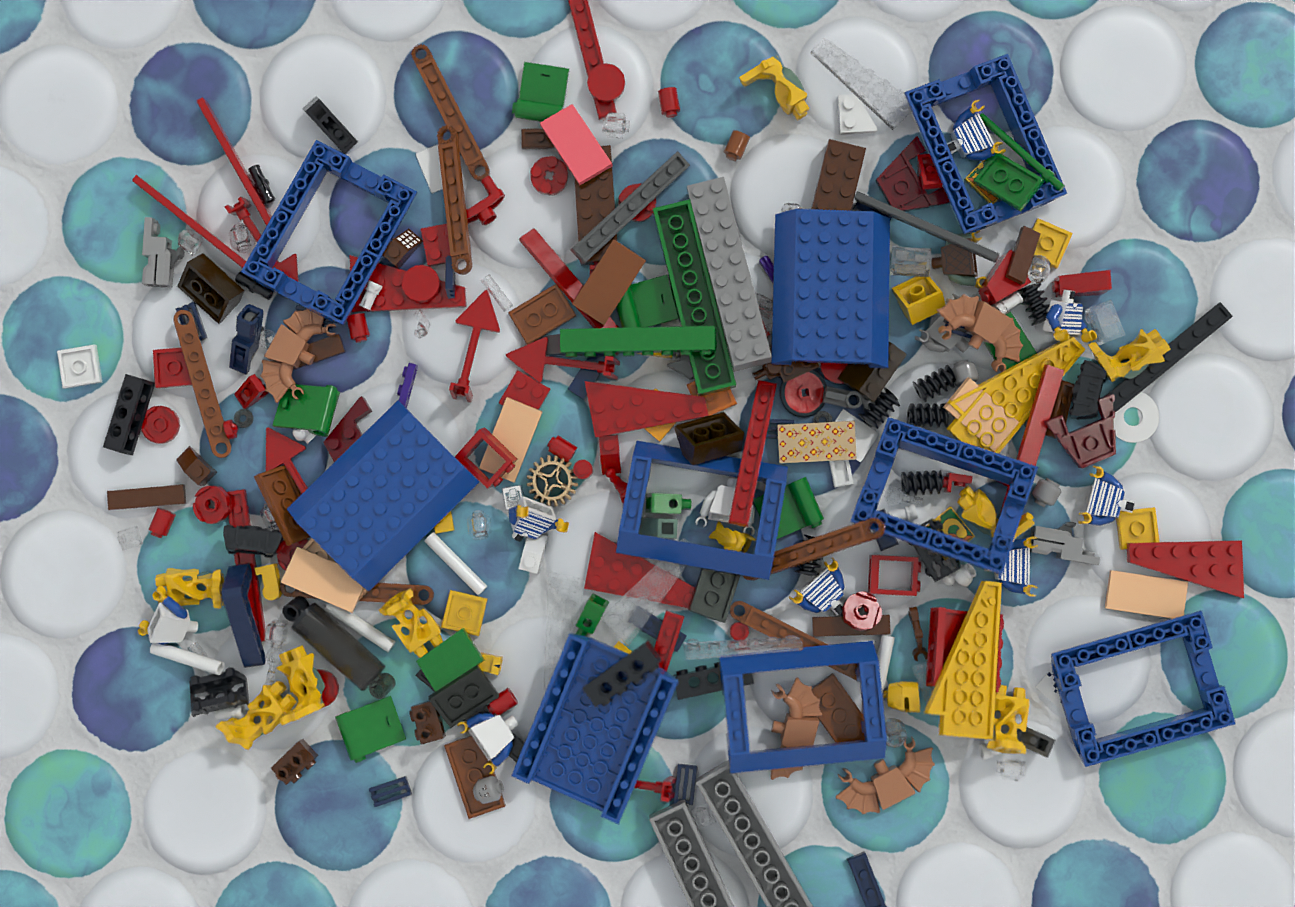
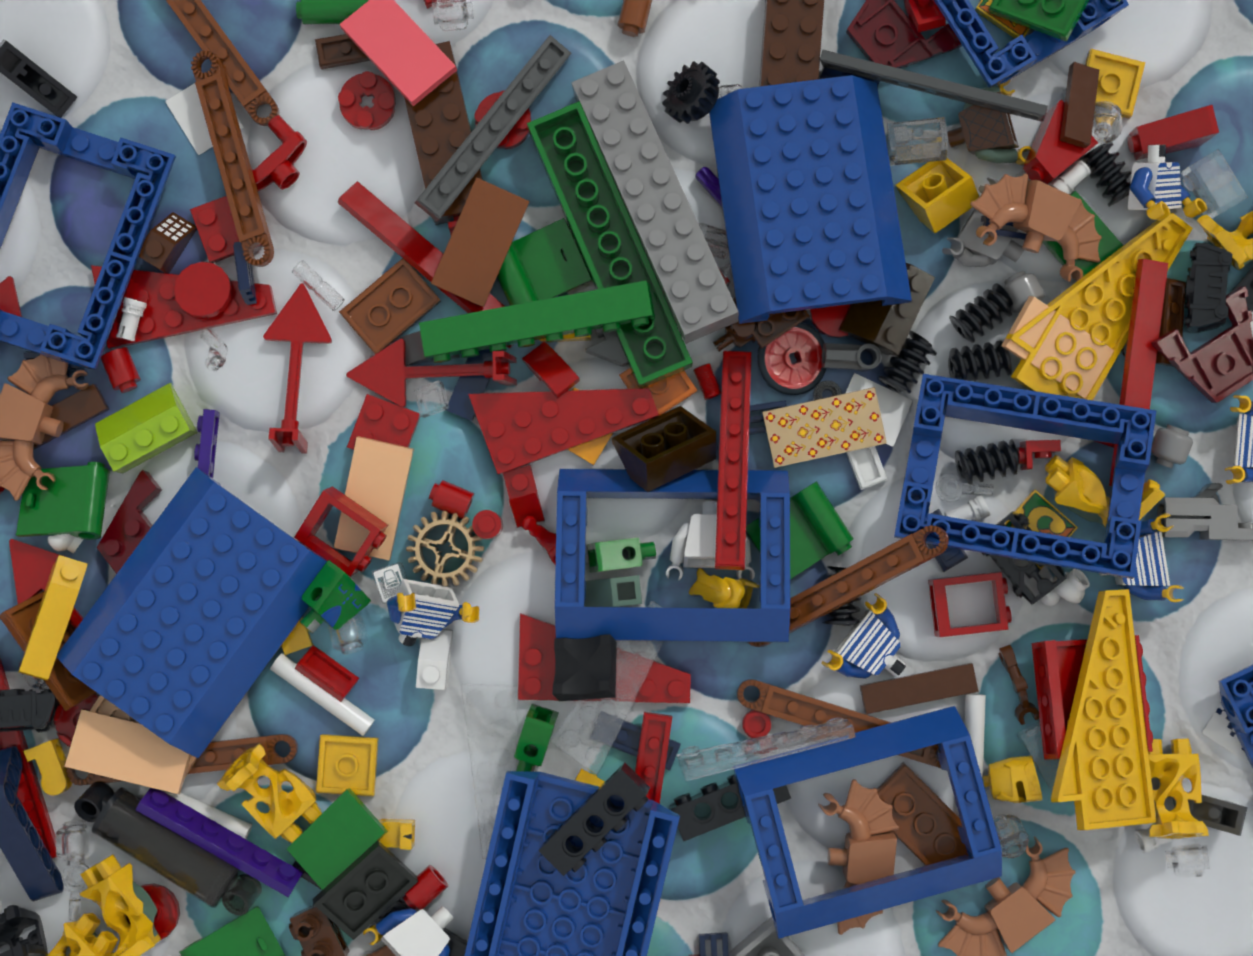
camera: 25 degrees left, 0 degrees up
(289, 482) = (53, 617): none -> yellow slope
(367, 369) = (144, 429): none -> lime slope
(373, 648) = (219, 841): none -> dark purple plate
(460, 550) = (327, 673): none -> red tile
(473, 501) = (332, 599): none -> green torso
(559, 380) = (431, 399): none -> clear tile
(632, 574) = (585, 668): none -> black brick
(642, 373) = (551, 369): none -> red slope
(714, 594) = (710, 676): pearl dark grey plate -> none
(746, 397) = (702, 379): none -> red piece
(765, 205) = (691, 93): none -> black gear
(854, 619) = (920, 676): plate -> none

